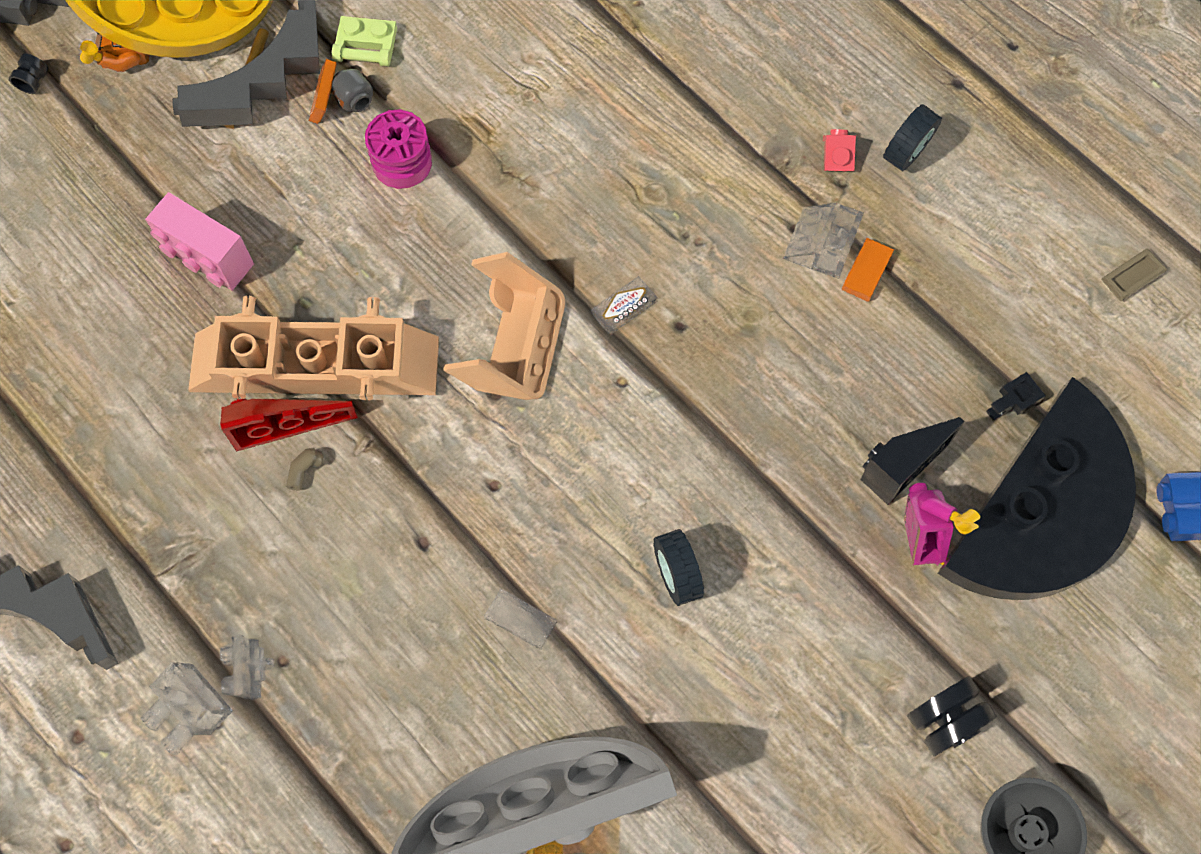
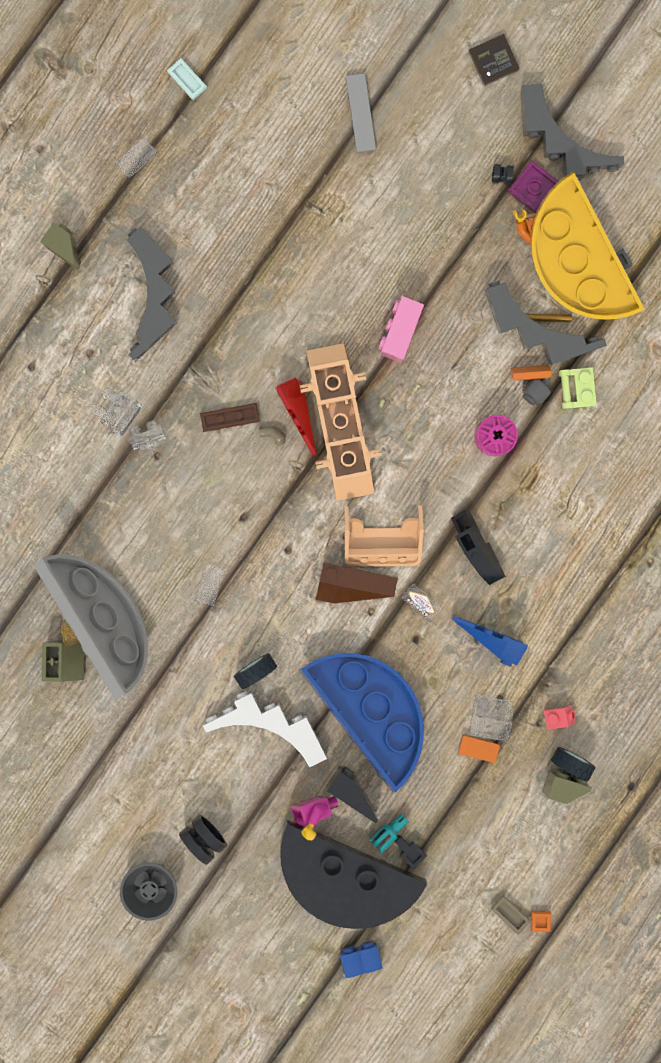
camera: 80 degrees right, 20 degrees up
(60, 41) = (532, 186): none -> magenta tile
(256, 529) = (230, 417): none -> reddish brown tile
(558, 207) = (476, 550): none -> black slope
(570, 402) = (347, 584): none -> reddish brown wedge
(717, 202) = (502, 646): none -> blue wedge
(744, 598) = (248, 712): none -> white arch
(779, 400) = (373, 709): none -> blue plate
(945, 156) = (564, 788): none -> olive slope
(978, 418) = (391, 831): none -> teal arm
(1148, 235) = (540, 921): none -> orange tile

